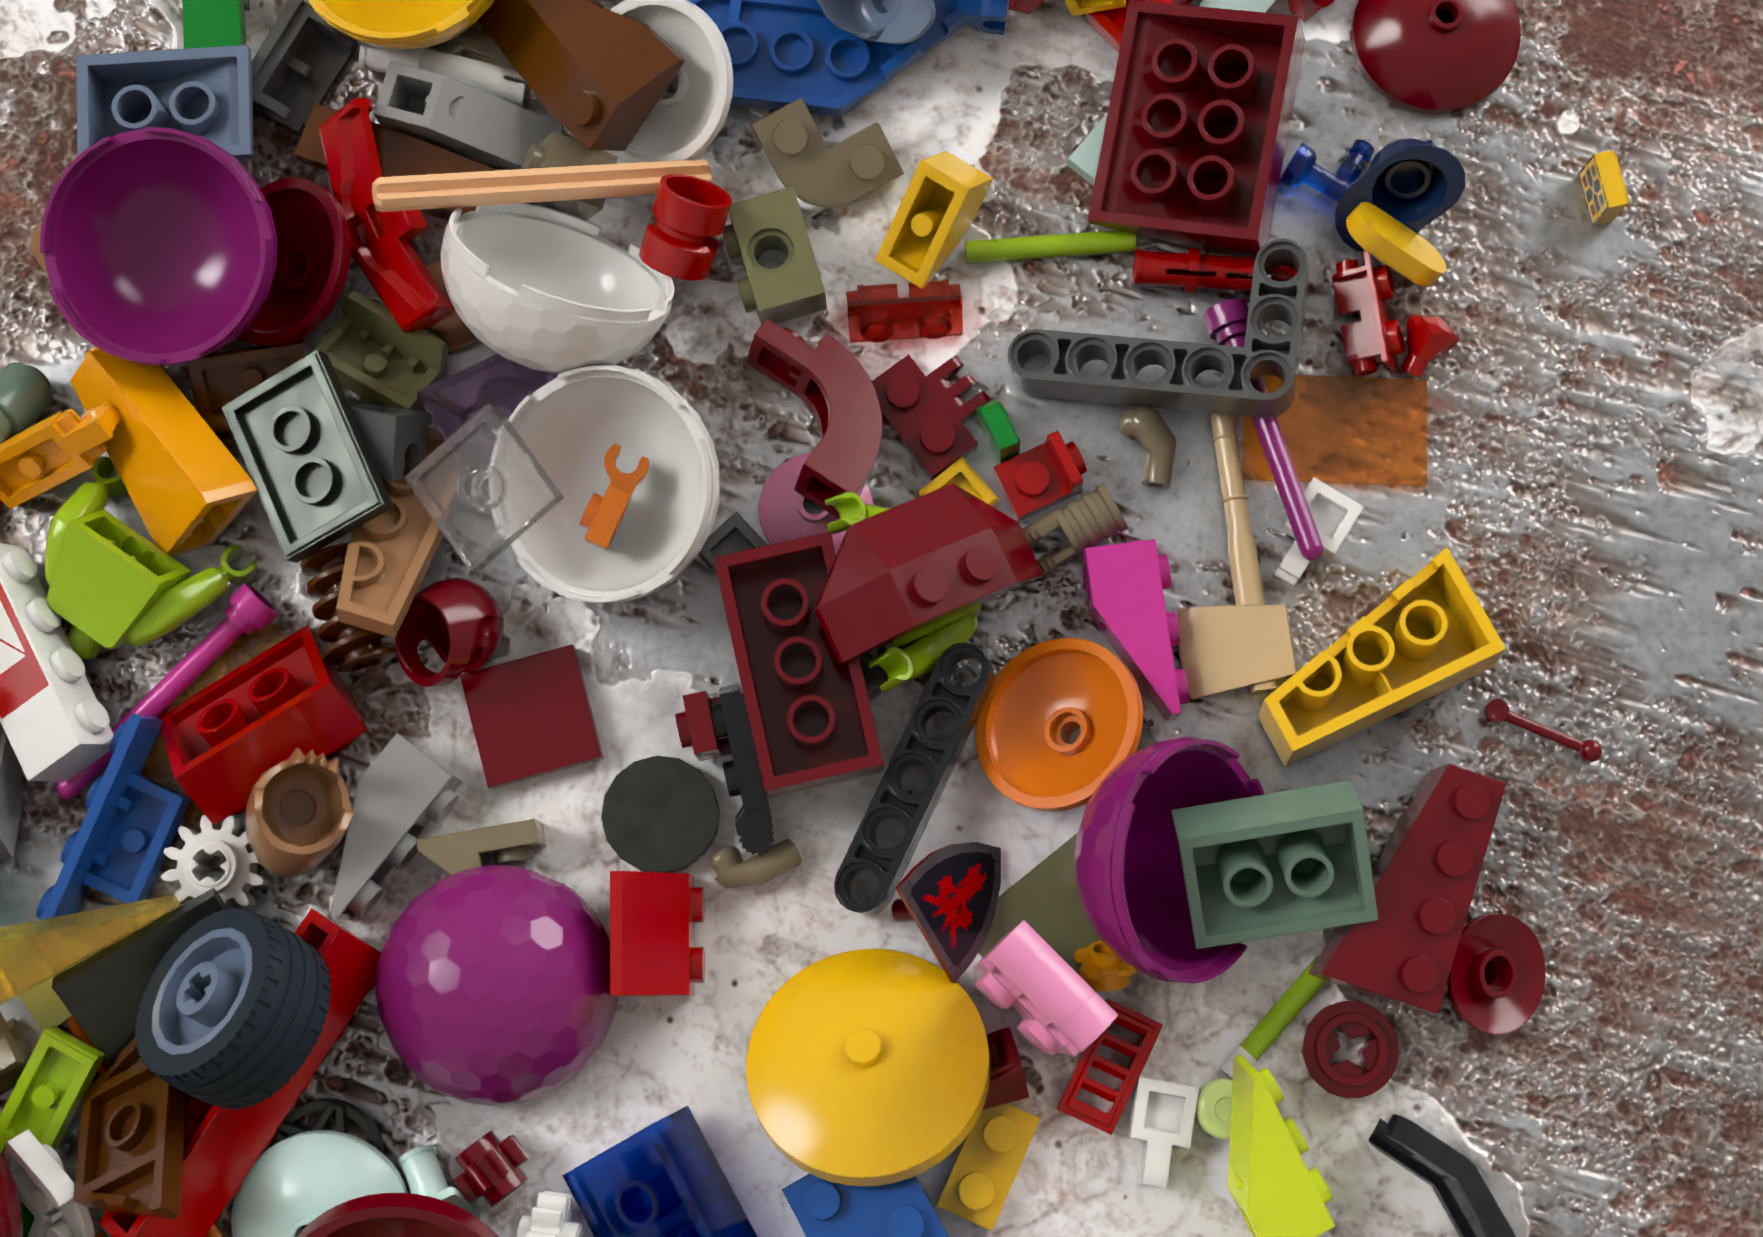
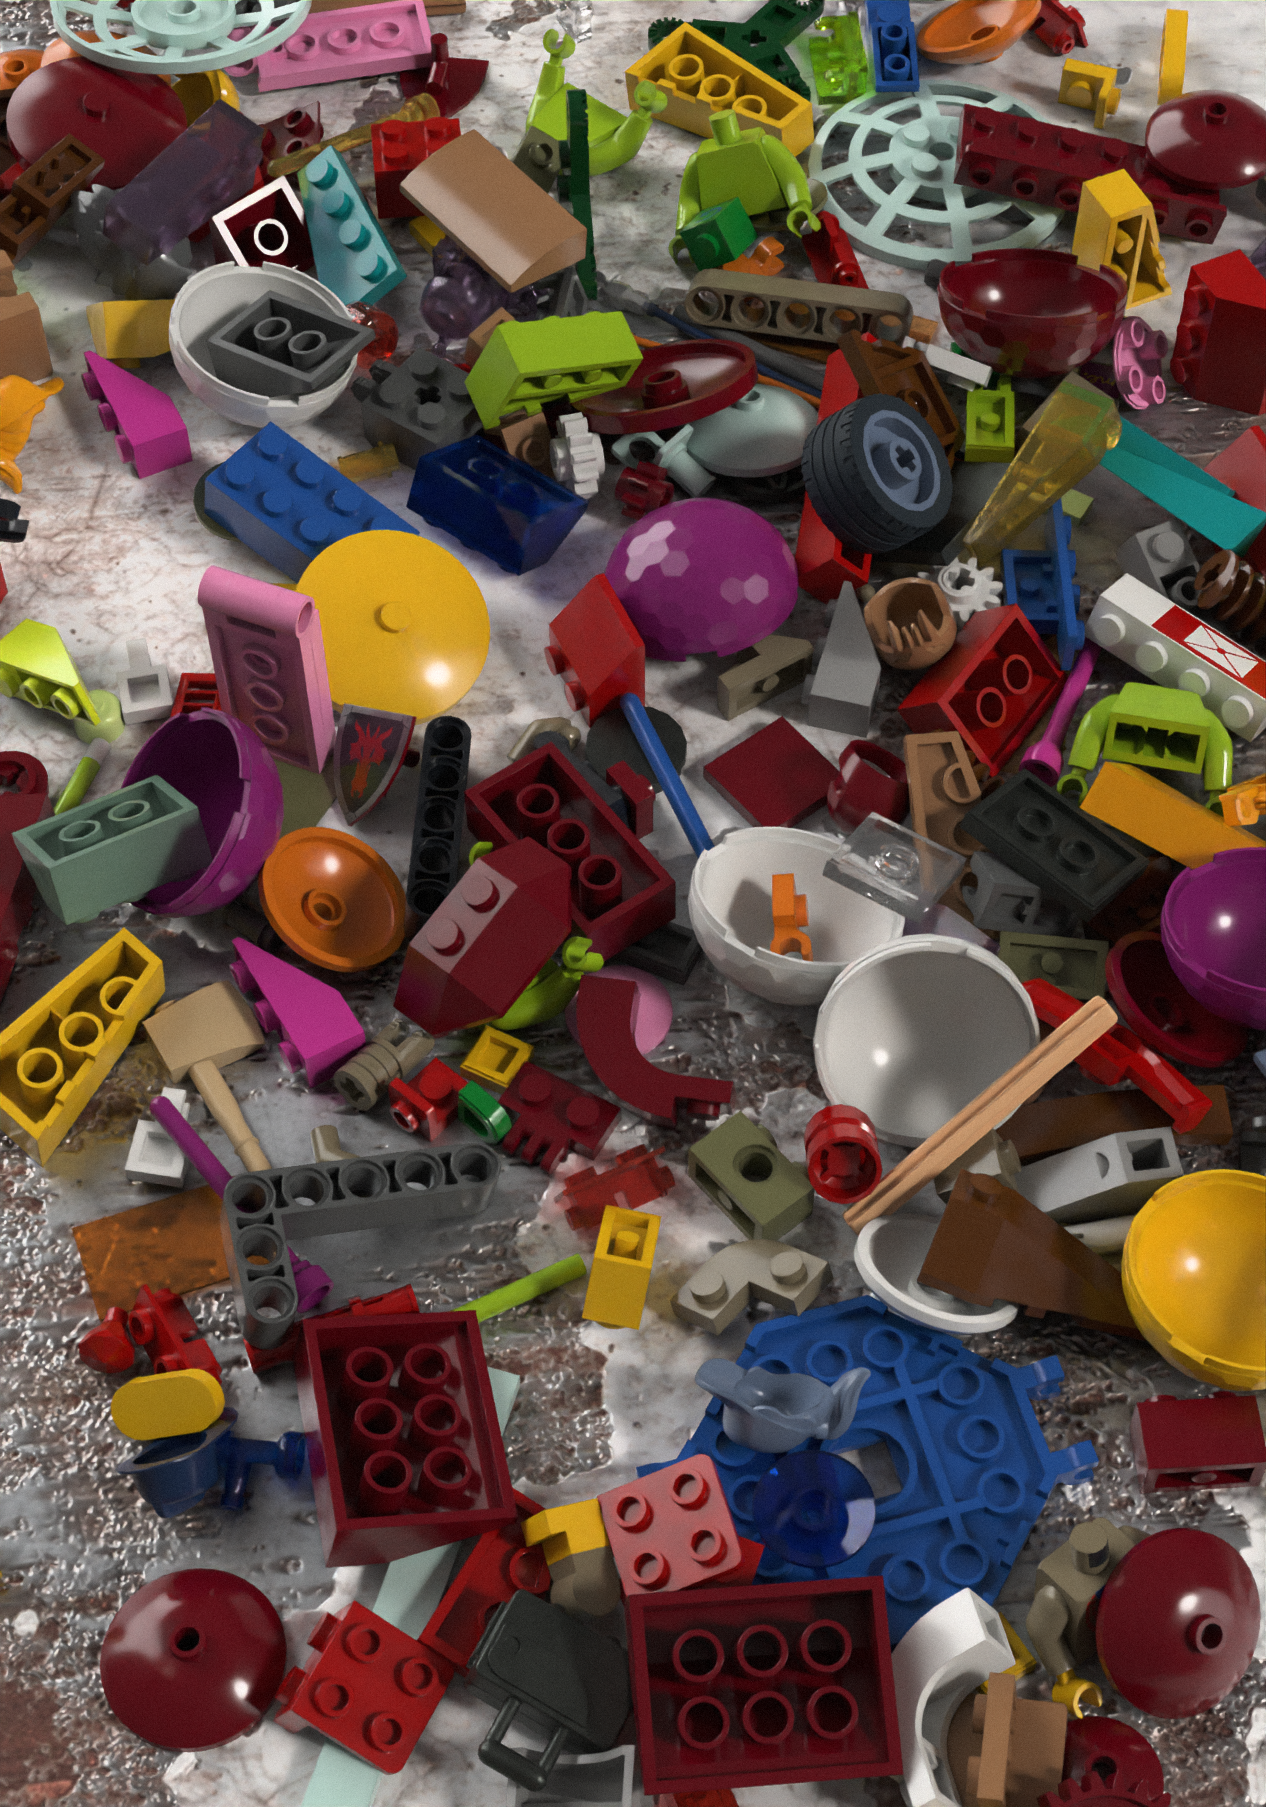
camera: 155 degrees right, 25 degrees down
(649, 617) = (666, 773): none -> blue piece

